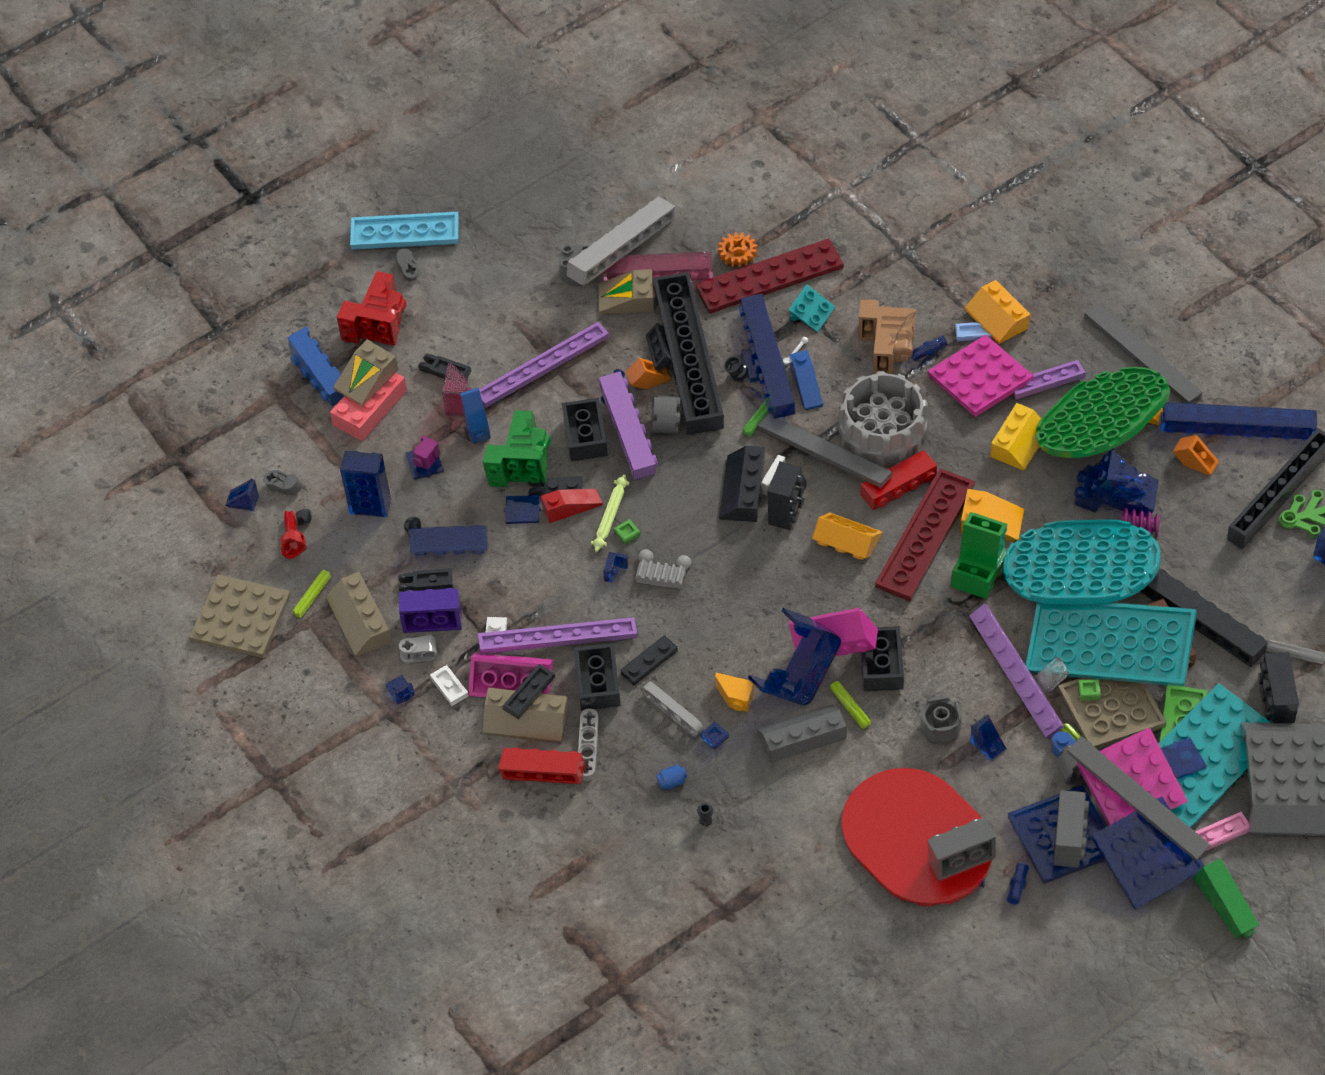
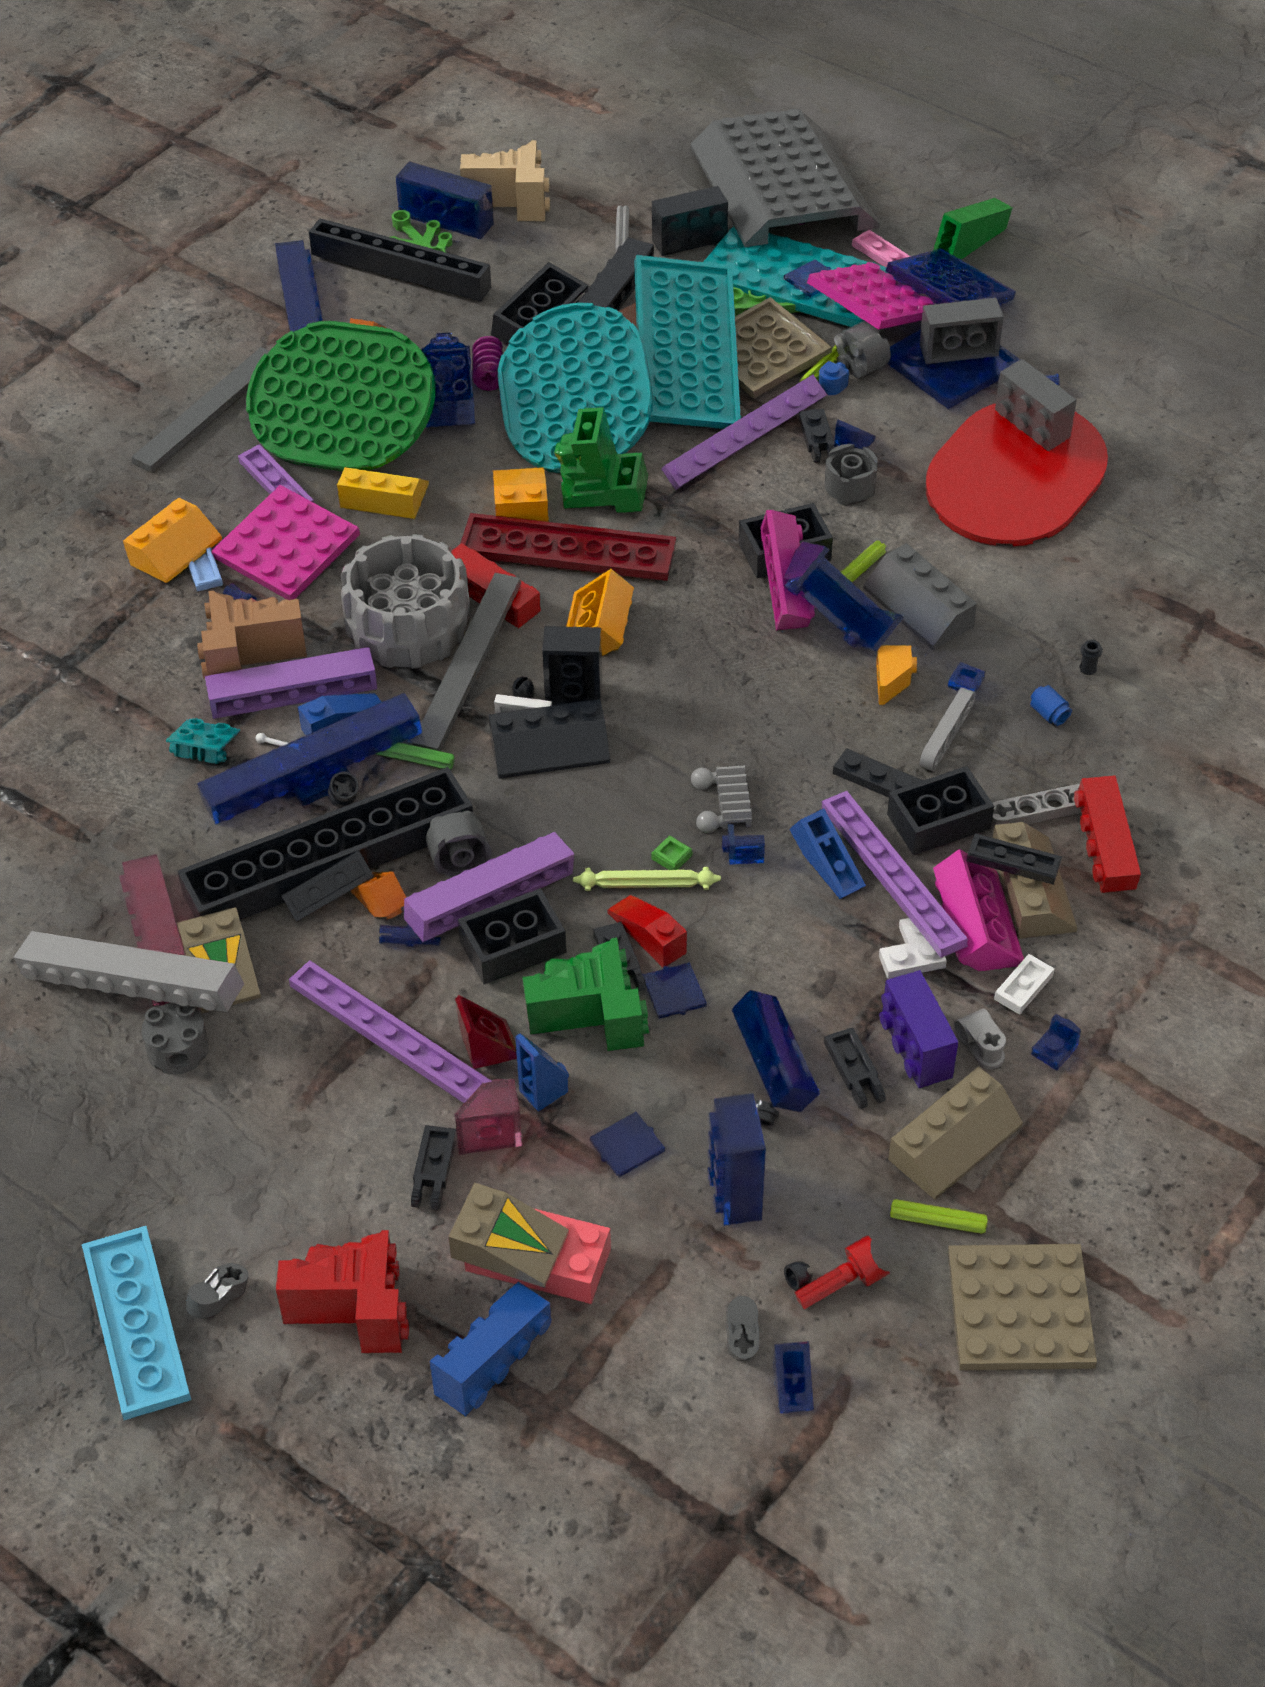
camera: 110 degrees left, 5 degrees down
(426, 452) = (621, 1131): magenta brick -> none
(517, 397) = (484, 1034): none -> dark red slope
(591, 608) = (827, 853): none -> blue slope
(737, 249) = (102, 844): orange gear -> none
(769, 275) = (140, 799): dark red plate -> none
(843, 354) = (290, 682): none -> medium lavender brick
(1005, 719) = (816, 432): none -> black hinge
(1051, 675) = (748, 389): clear plate -> none
(1089, 689) = (752, 361): bright green tile -> none
(1138, 798) = (903, 274): dark grey tile -> none
(1196, 564) = (544, 291): none -> black slope

